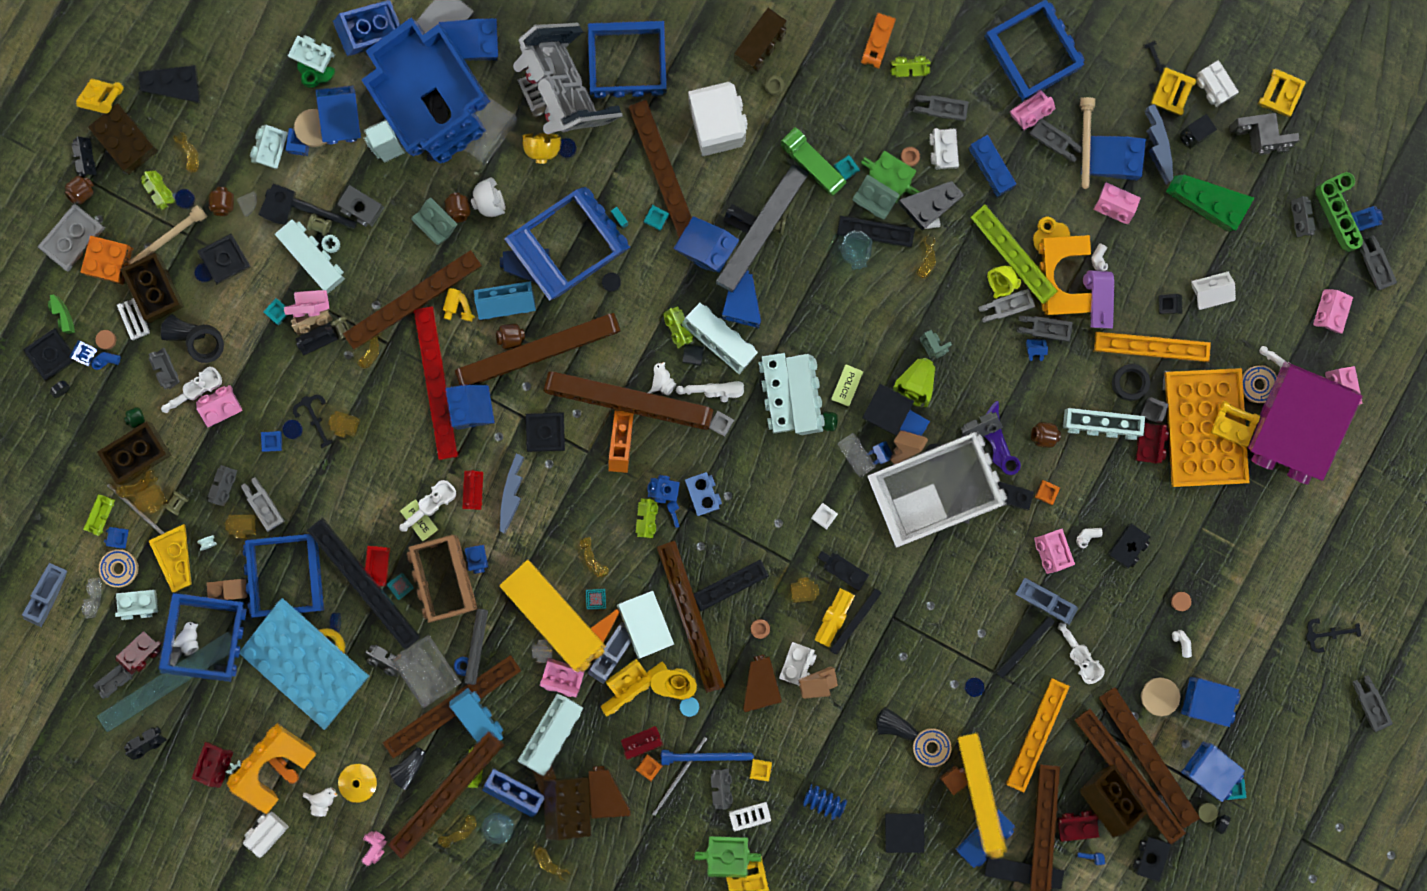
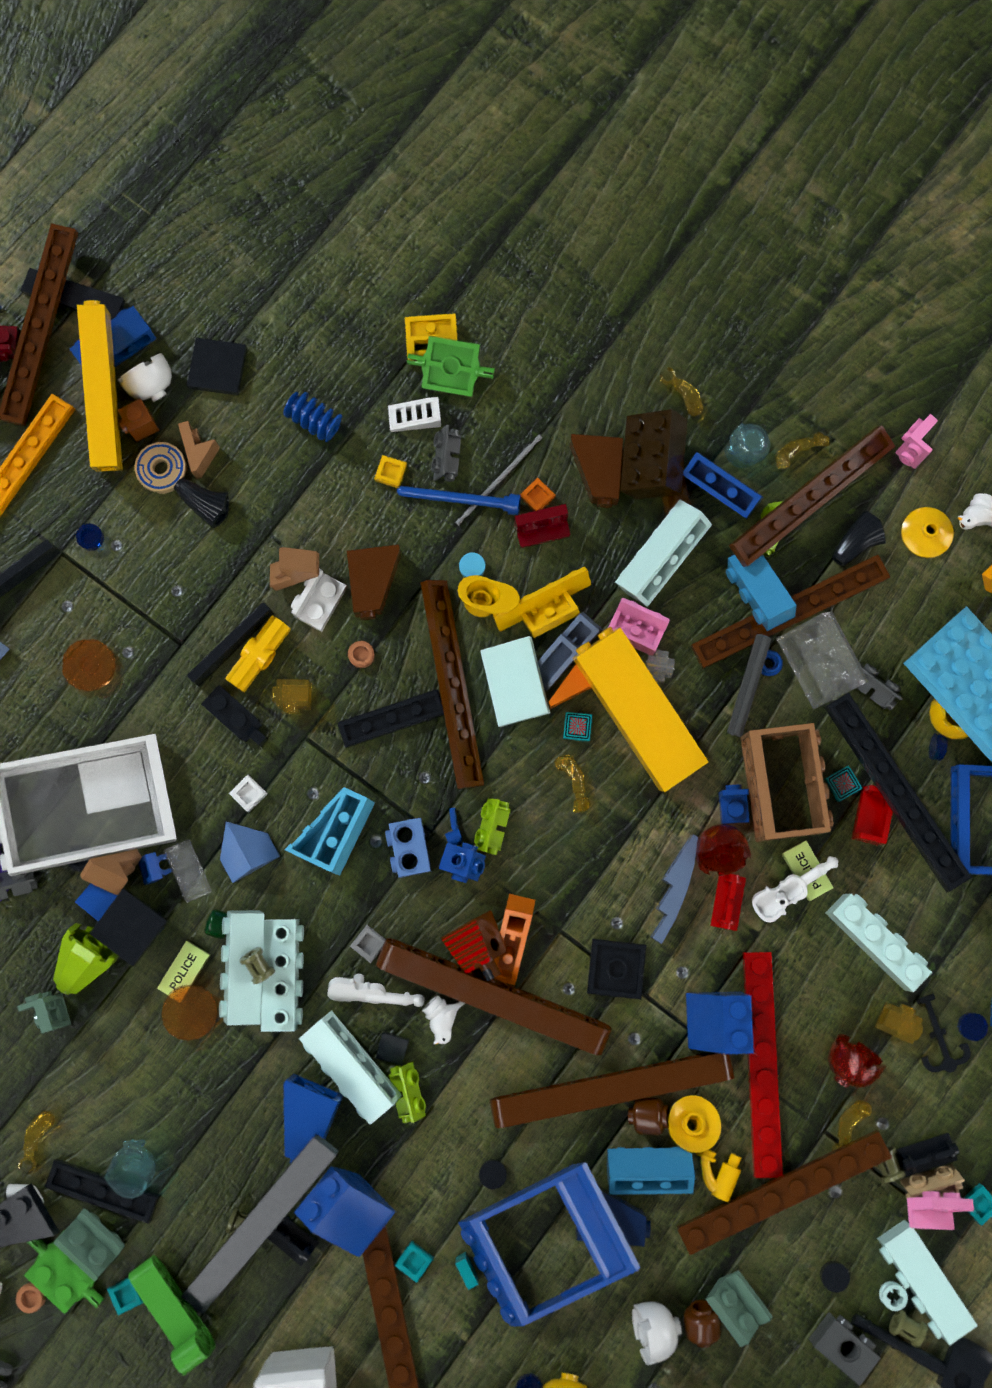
camera: 170 degrees left, 5 degrees down
(365, 477) = (878, 942): none -> light aqua brick
(371, 250) = (834, 1276): none -> black tile
(374, 392) = (854, 1063): none -> clear red cylinder
(471, 340) = (705, 1120): none -> yellow dish
(482, 525) = (722, 850): none -> clear red cylinder
(644, 433) = (477, 945): none -> reddish brown torso
(757, 496) = (334, 831): none -> medium azure wedge
(793, 396) = (257, 965): none -> olive bush
(818, 474) = (245, 850): none -> medium blue slope
(837, 358) = (189, 1012): none -> clear orange tile
(905, 759) = (198, 453): none -> medium nougat slope
(953, 812) = (147, 379): none -> white cylinder
(956, 591) = (88, 665): none -> clear orange tile

